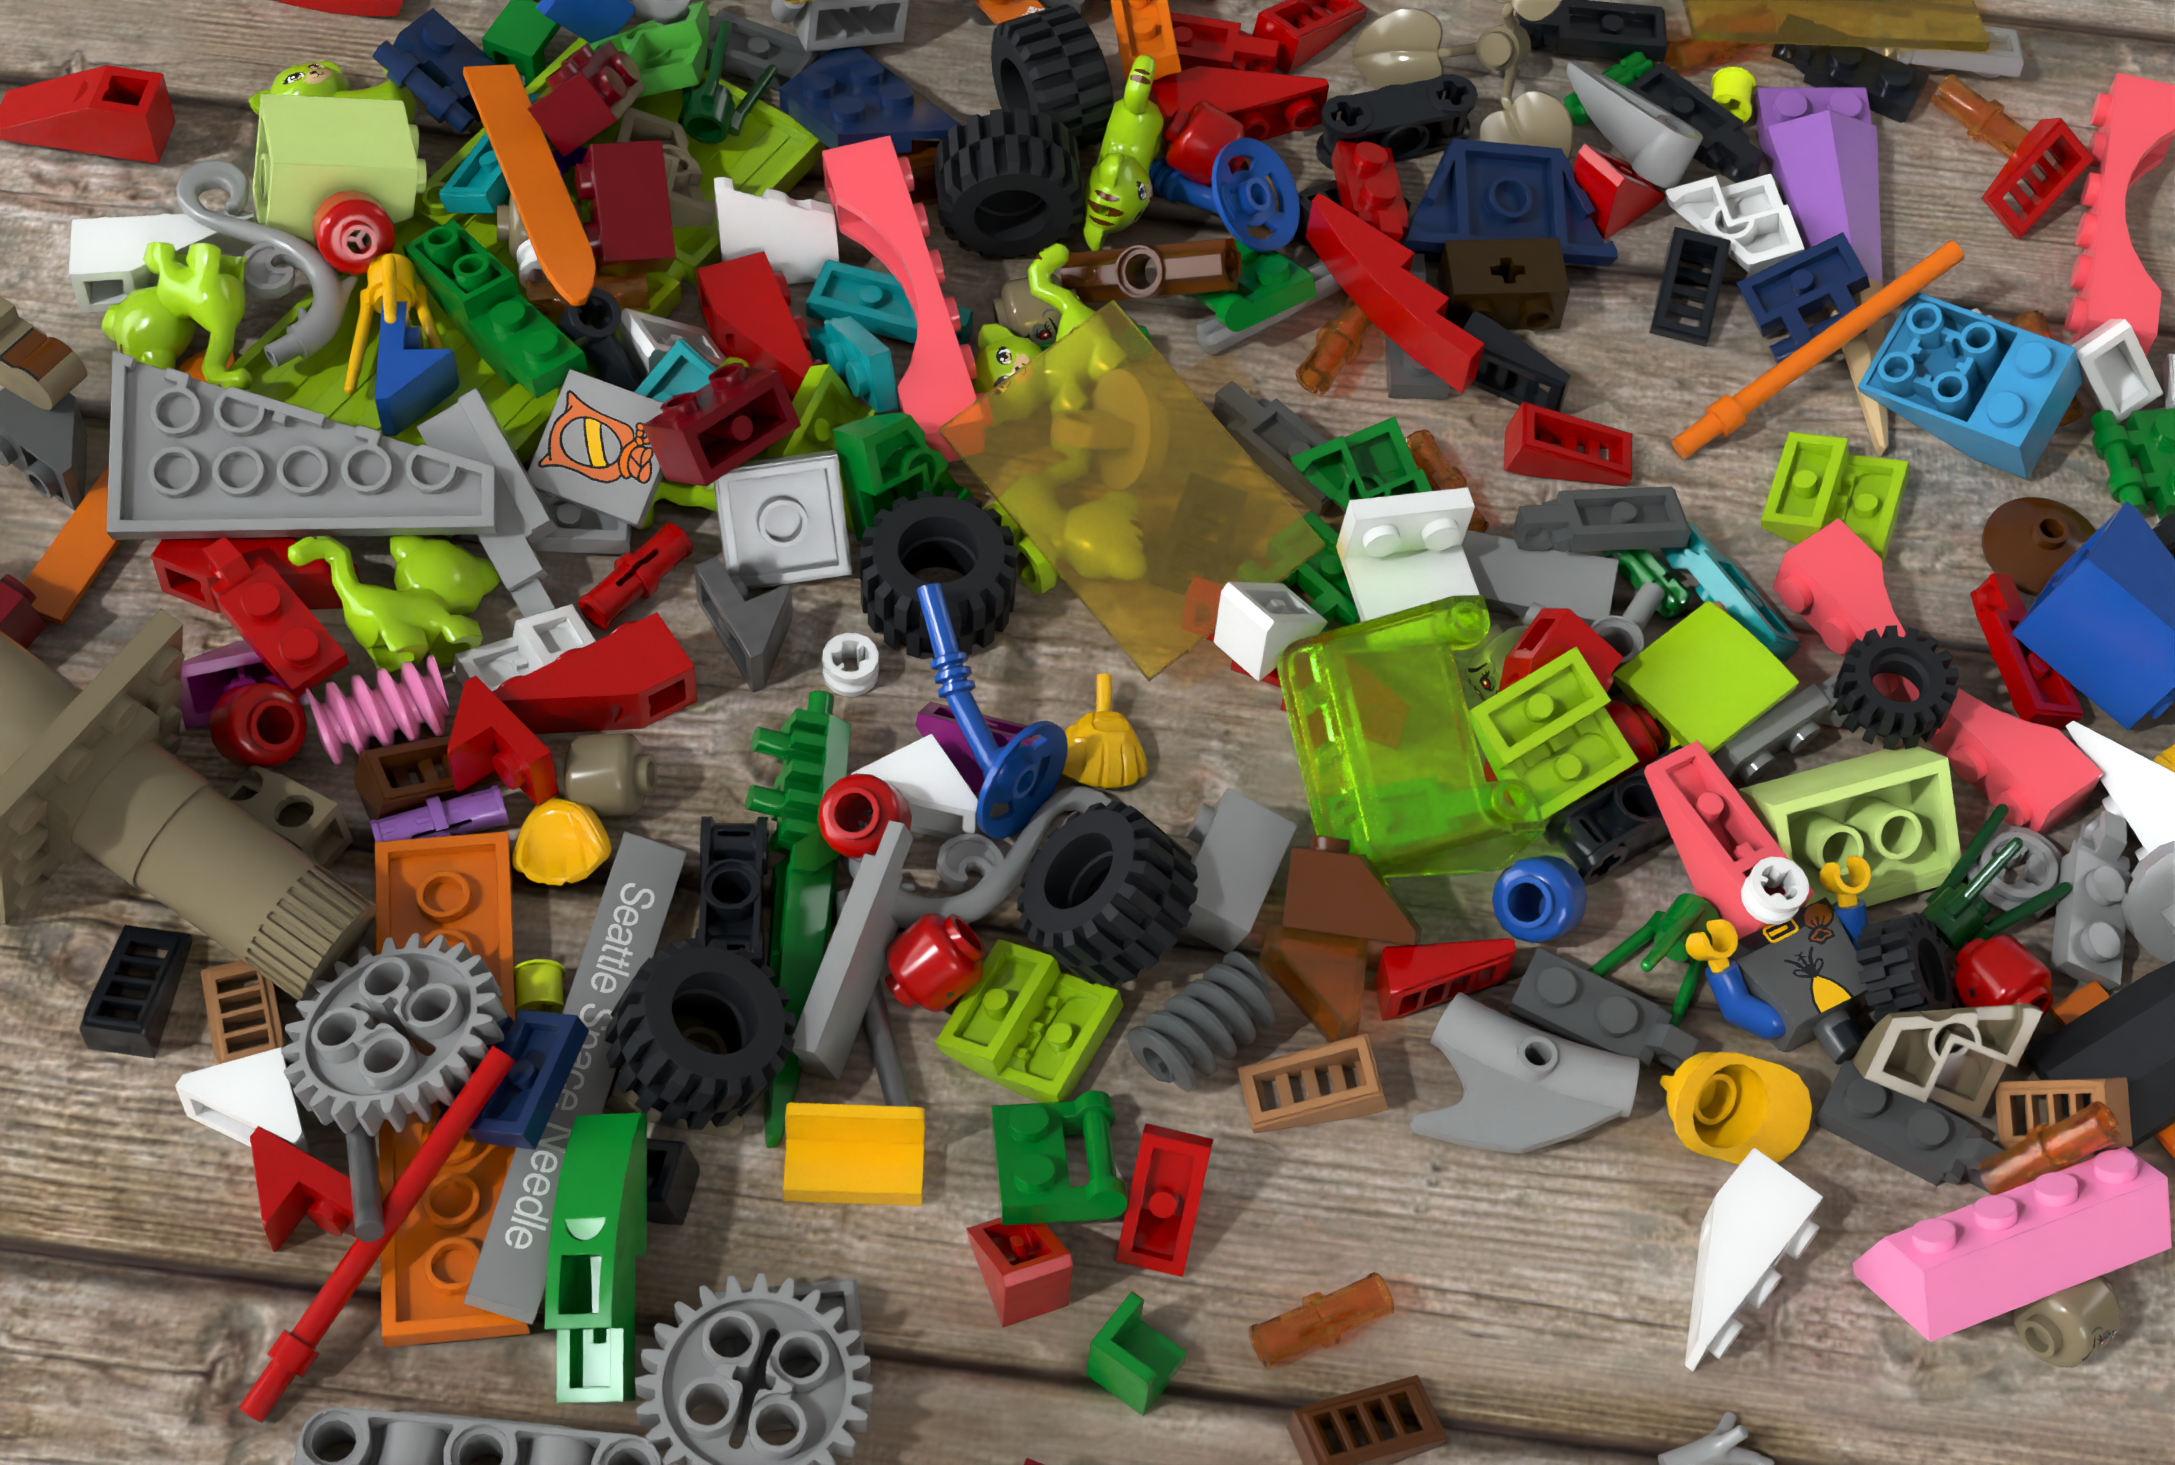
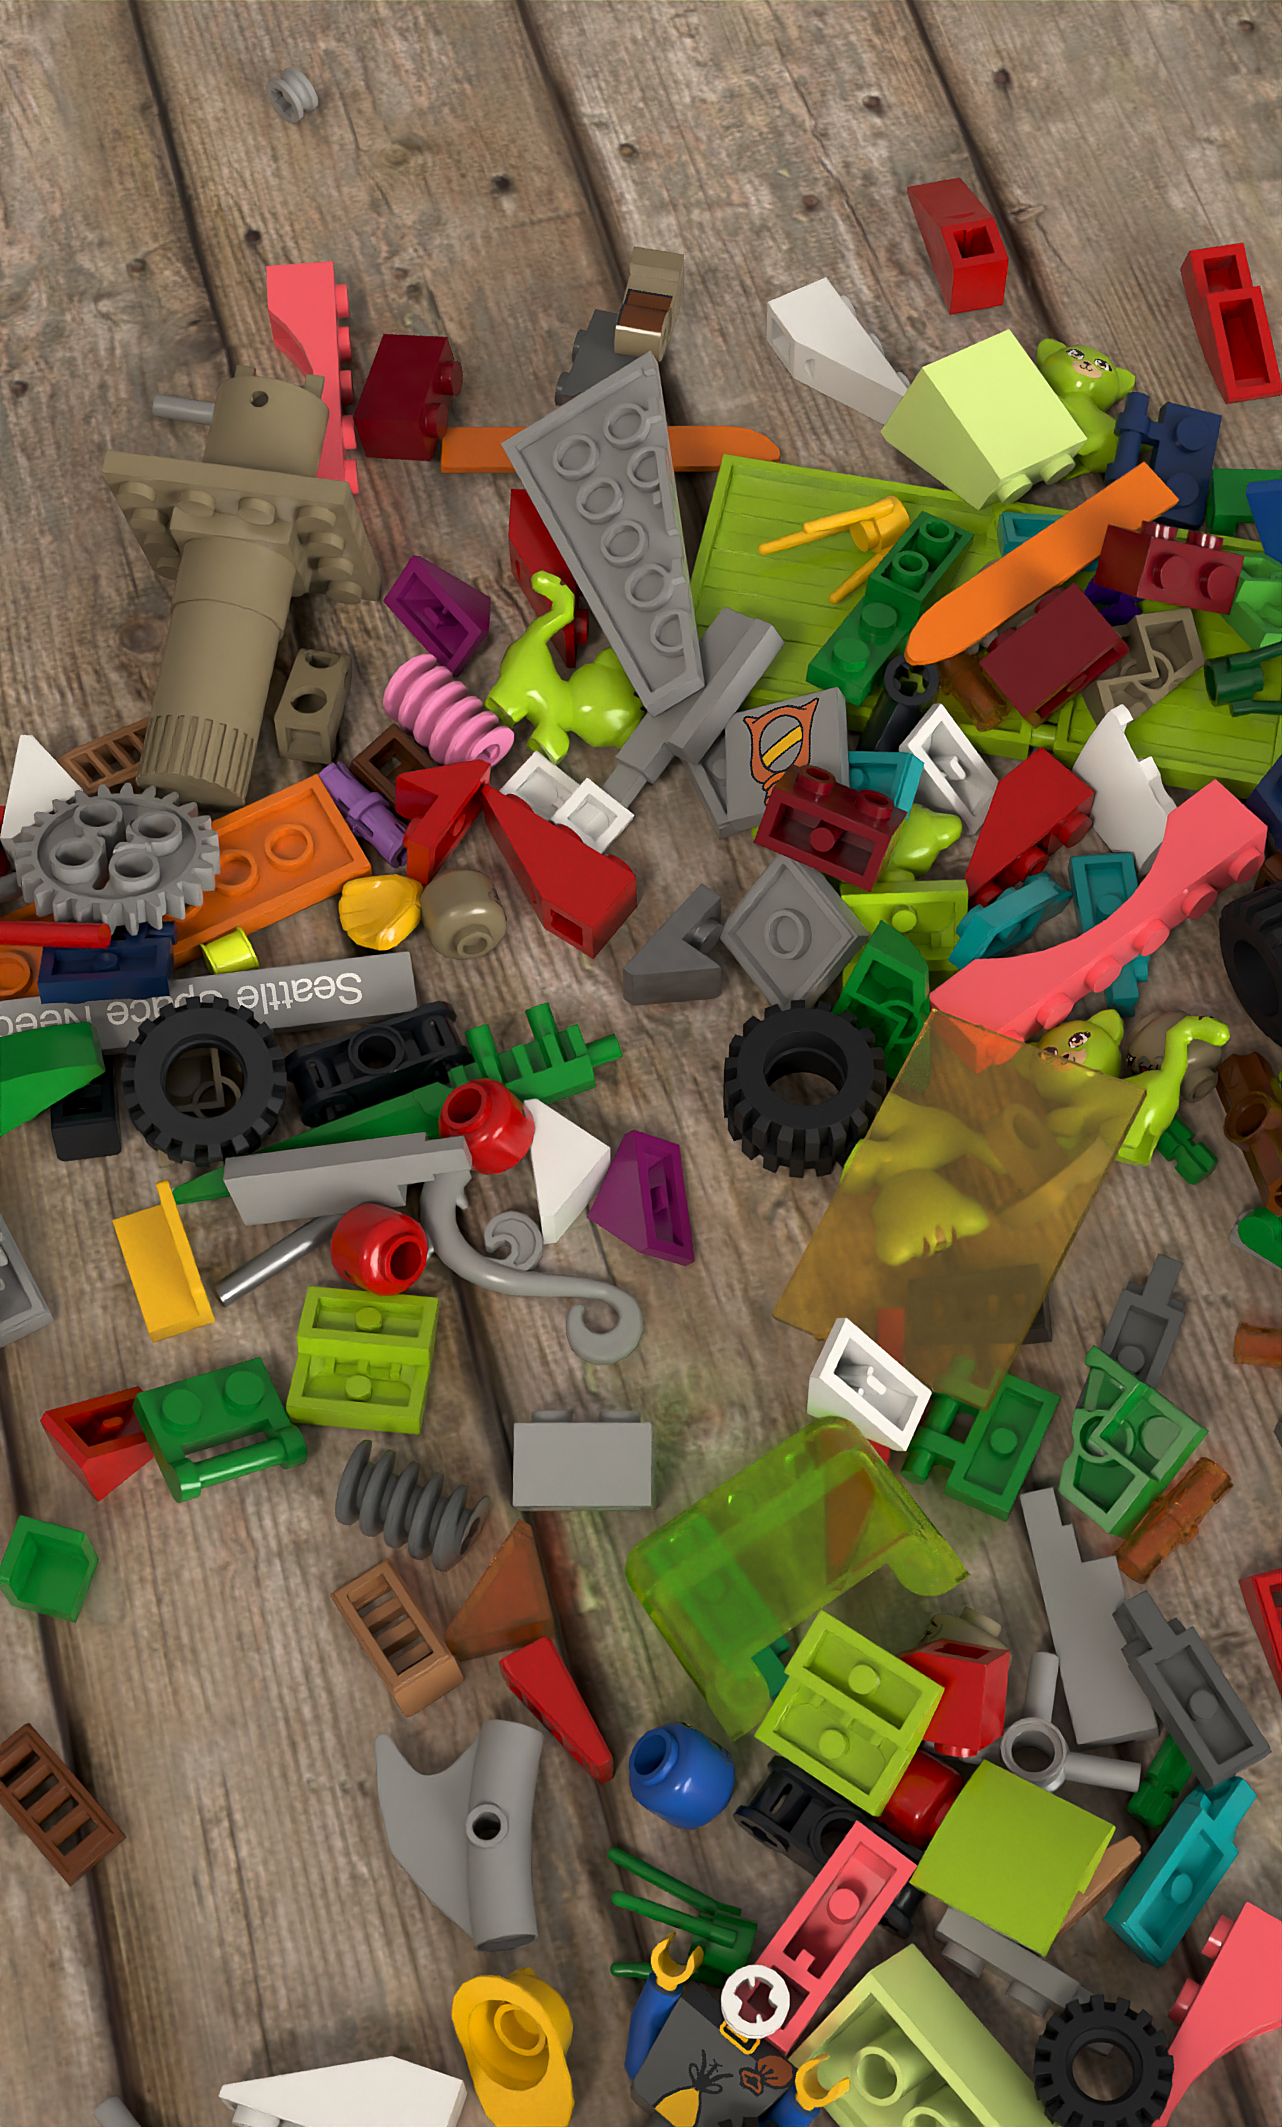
camera: 75 degrees right, 5 degrees up
(142, 1035) = (96, 664): black slope -> none
(162, 319) = (773, 395): lime animal -> none
(258, 725) = (370, 641): red head -> none
(271, 248) = (844, 422): light grey plant -> none
(273, 619) = (484, 598): red hinge -> none
(348, 213) = (913, 467): red head -> none
(408, 376) = (781, 574): blue slope -> none
(635, 576) = (690, 850): red pin -> none
(850, 646) = (676, 1077): white bush -> none
(1009, 770) = (604, 1221): blue dish -> none
(1103, 745) = (691, 1309): yellow piece -> none
(1107, 893) = (489, 1359): black tyre -> none
(1164, 1199) = (209, 1538): red slope -> none
(1321, 1319) = (148, 1725): clear orange pin -> none
(1344, 895) = (583, 1581): reddish brown slope -> none
(1406, 550) = (1016, 1513): white bracket -> none
(1598, 1013) = (582, 1874): dark grey hinge -> none

